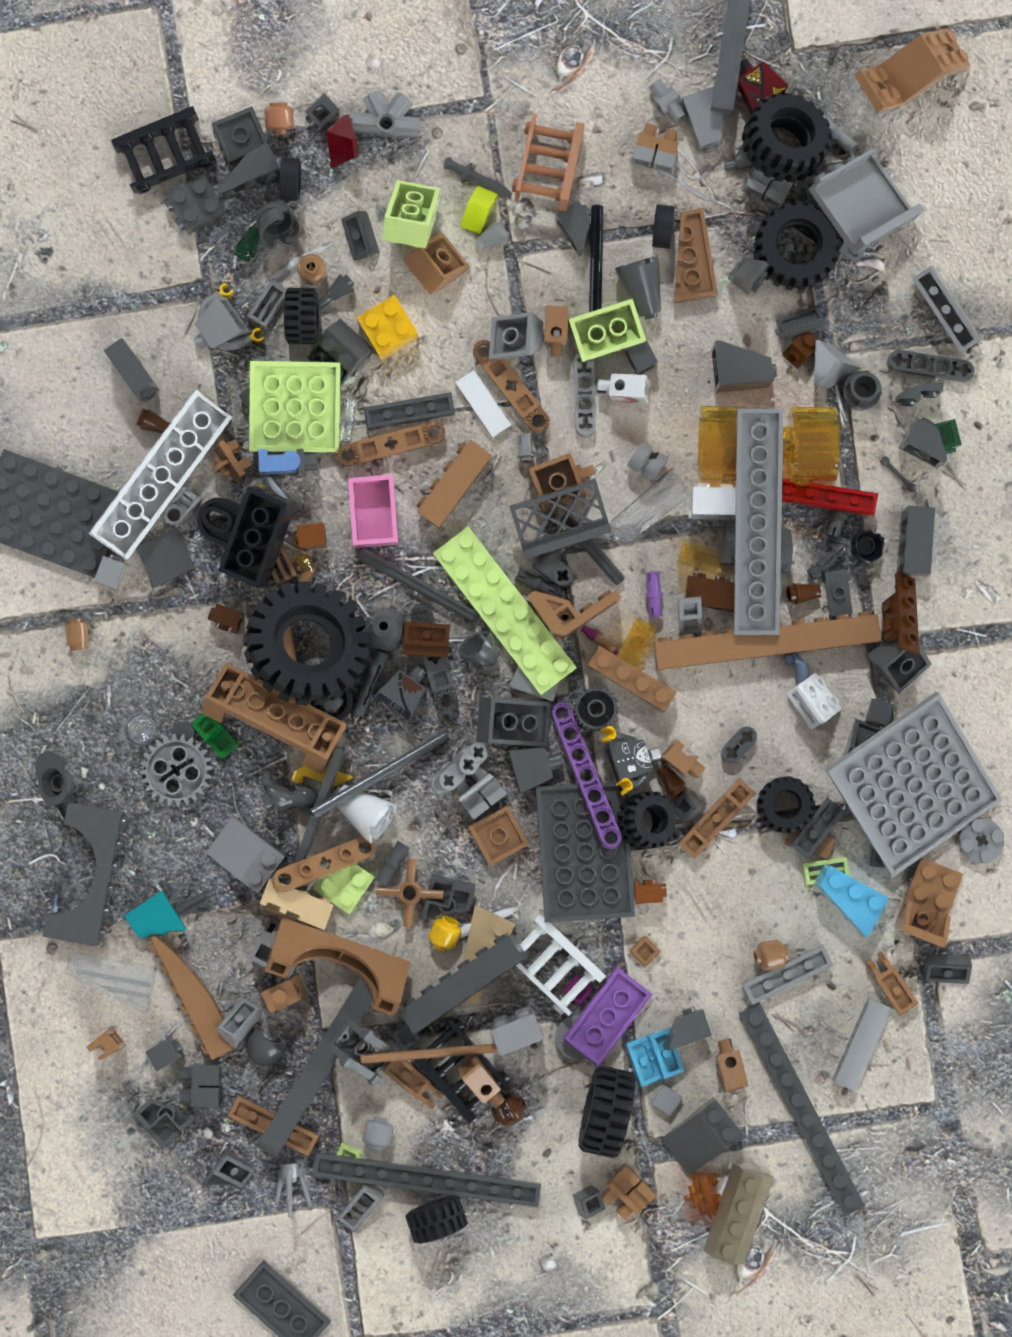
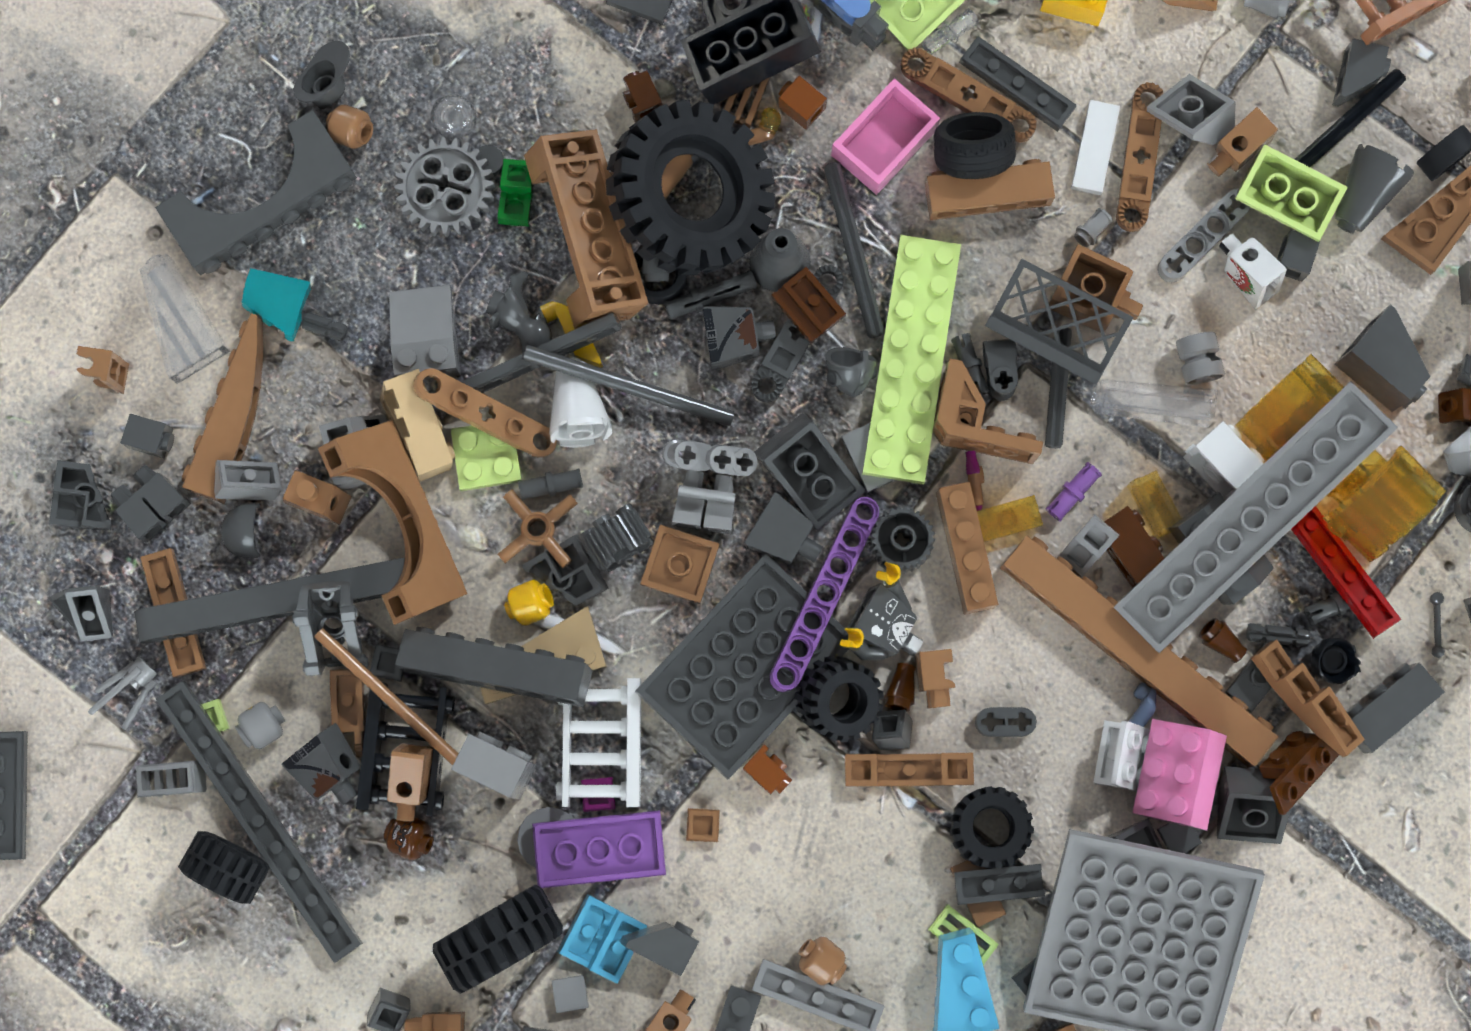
camera: 50 degrees right, 5 degrees down
(94, 790) = (349, 126): none -> medium nougat head
(431, 1119) = (325, 765): none -> dark grey torso
(433, 480) = (974, 145): none -> black tyre
(455, 857) = (616, 538): none -> dark grey brick
(849, 683) = (1179, 774): none -> bright pink piece
(877, 581) = (1313, 705): none -> medium nougat slope

